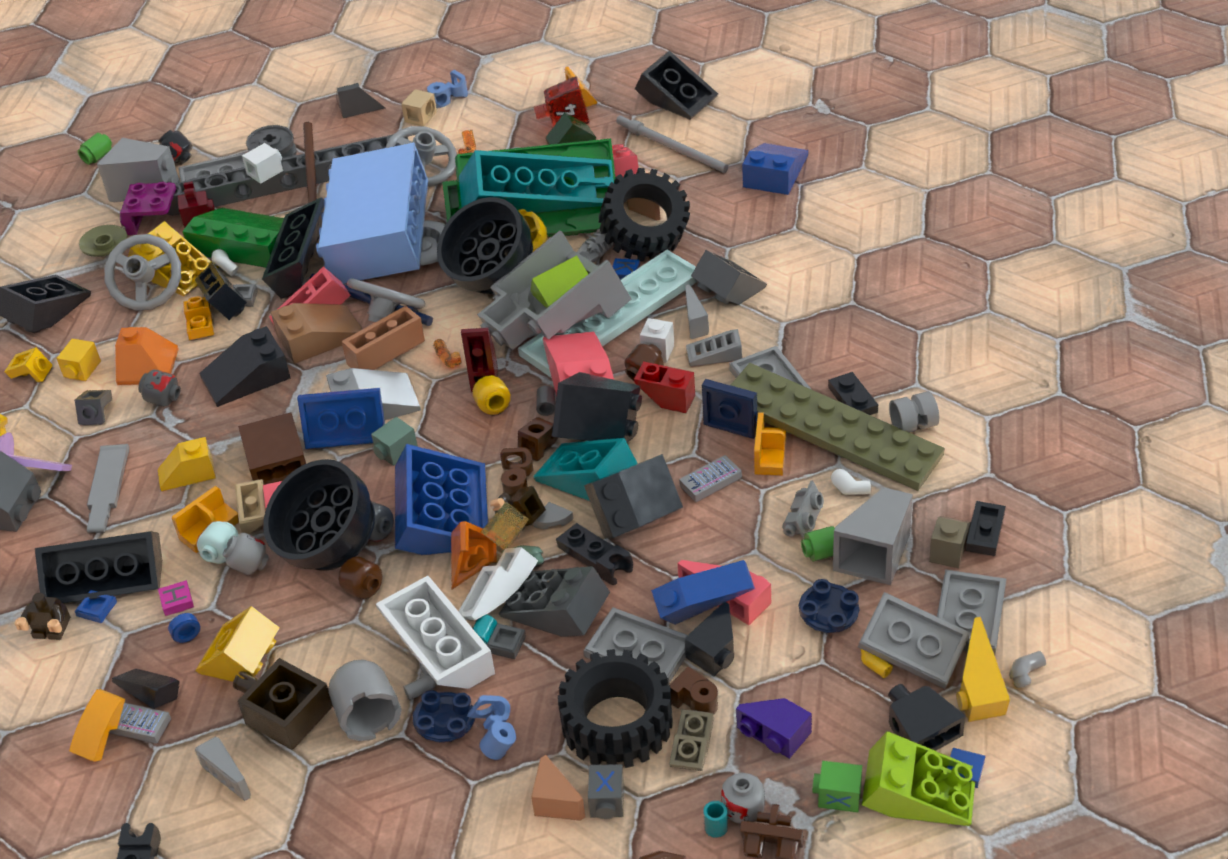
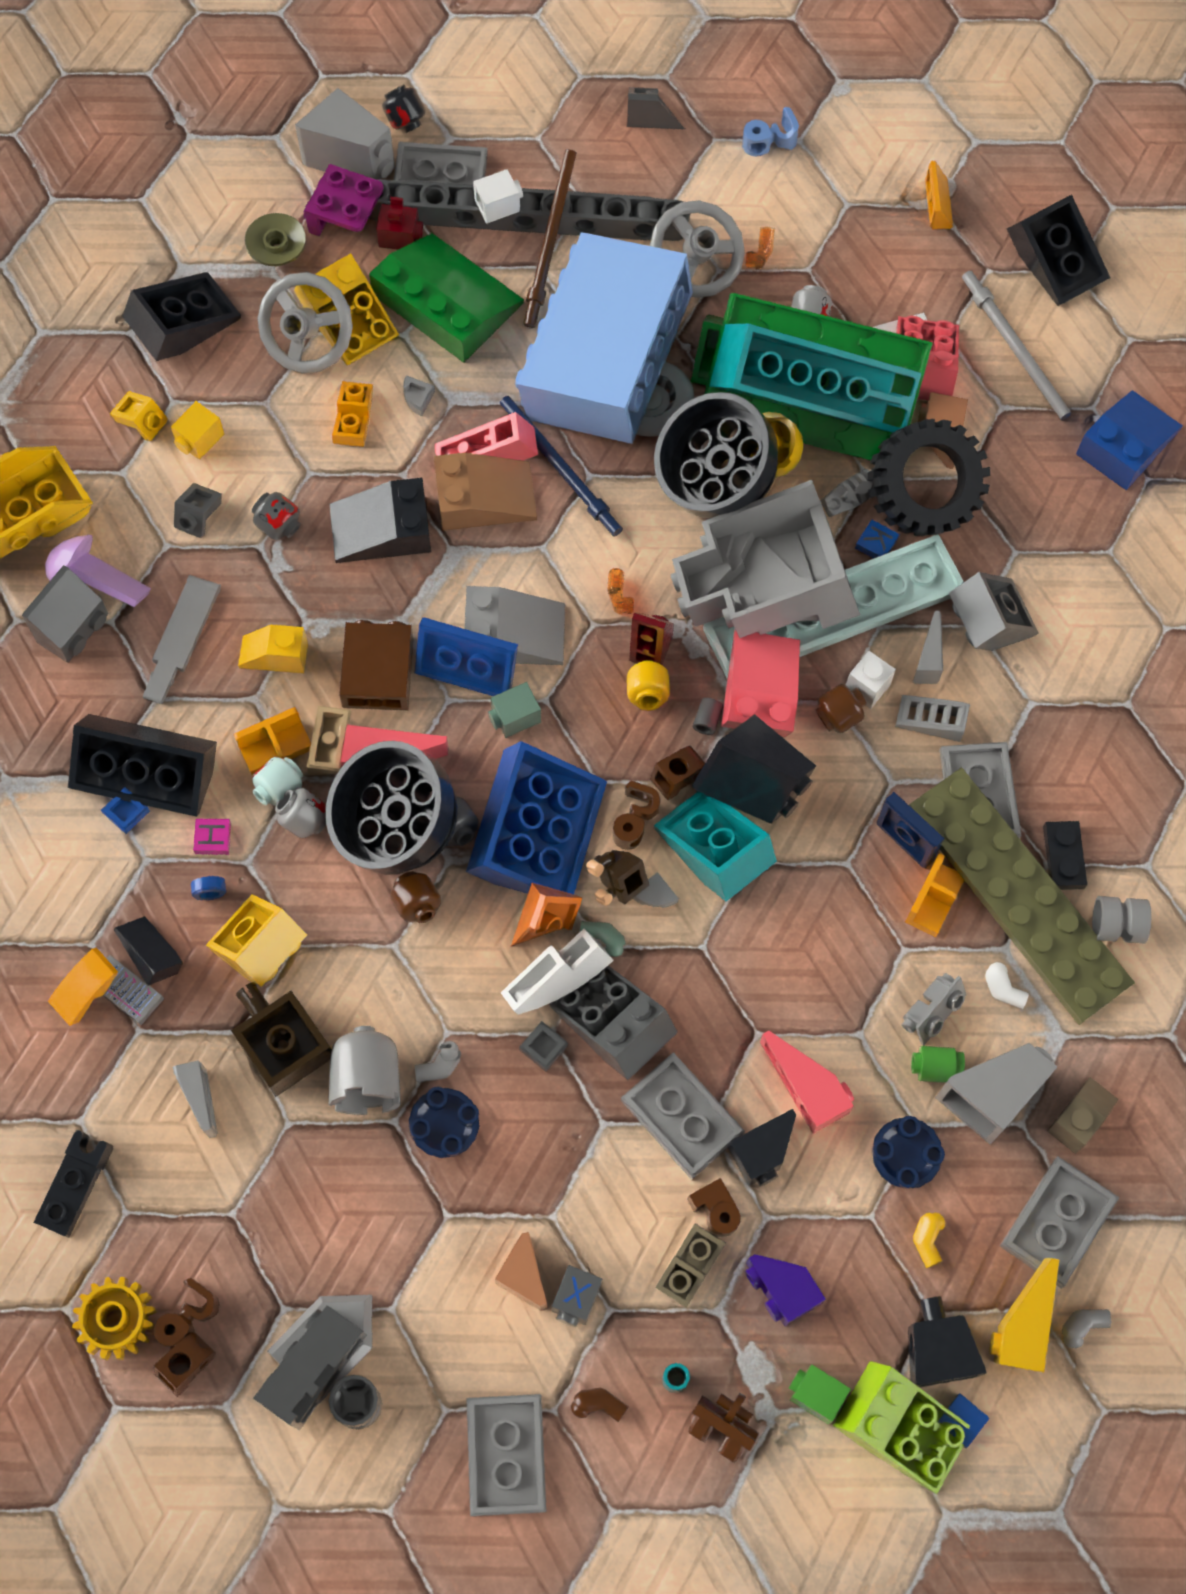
camera: 15 degrees right, 25 degrees up
(46, 617) = (65, 814): dark brown piece -> none
(94, 148) = (307, 66): bright green brick -> none
(139, 352) = (272, 456): orange slope -> none
(220, 292) = (386, 386): black slope -> none
(221, 259) = (405, 329): white arm -> none
(274, 136) = (523, 149): dark grey wheel -> none
(294, 249) = (492, 355): black slope -> none
(384, 300) = (572, 486): light grey piece -> none
(384, 340) = (551, 551): nougat brick -> none
(419, 107) = (724, 154): tan brick -> none
(438, 635) = (466, 1021): white slope -> none
(485, 627) = (522, 1026): teal hinge -> none
(500, 733) = (491, 1179): medium blue leg -> none
(505, 526) = (588, 907): clear yellow slope -> none
(557, 281) = (786, 562): lime slope -> none
(562, 99) = (905, 228): clear red torso -> none
(569, 130) = (895, 277): dark green slope -> none
(595, 552) = (681, 964): black plate -> none
(607, 679) = (634, 1153): black tyre -> none
(633, 497) = (750, 917): black slope -> none
(667, 386) = (852, 757): red slope -> none
(701, 591) = (773, 1088): blue slope -> none
(710, 478) = (851, 911): light grey tile -> none
(743, 797) = (710, 1382): light grey head -> none
(914, 640) = (978, 1244): light grey tile -> none
(985, 528) = (1128, 1118): black plate -> none

